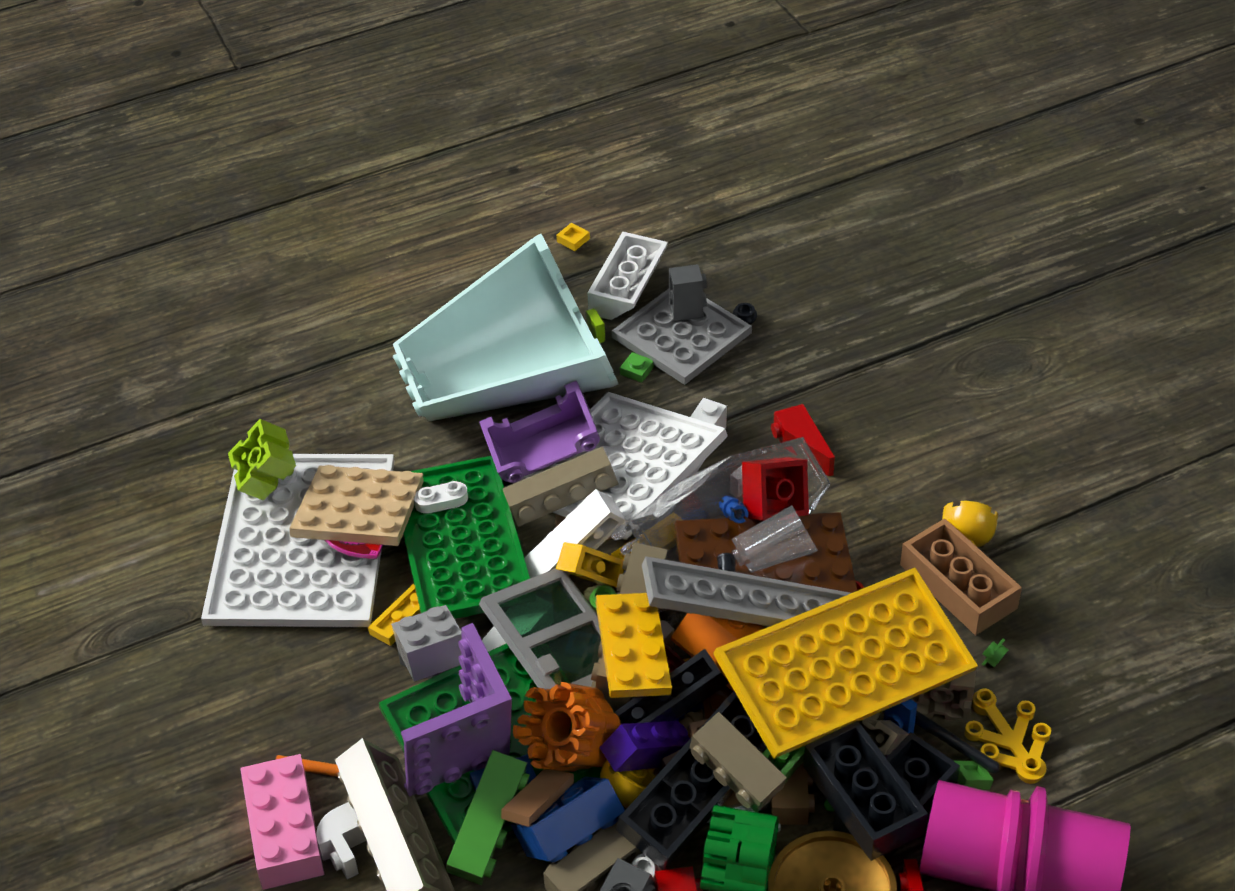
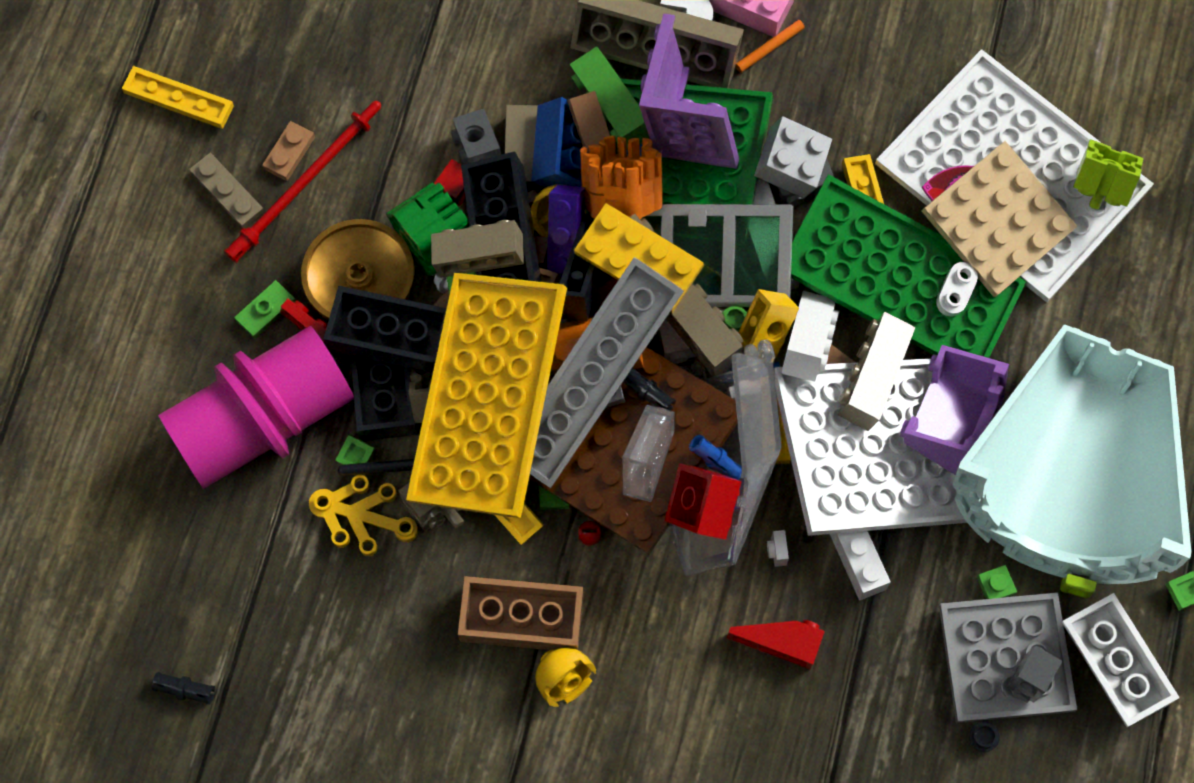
camera: 130 degrees right, 25 degrees up
(994, 653) = (434, 575): bright green plate -> none

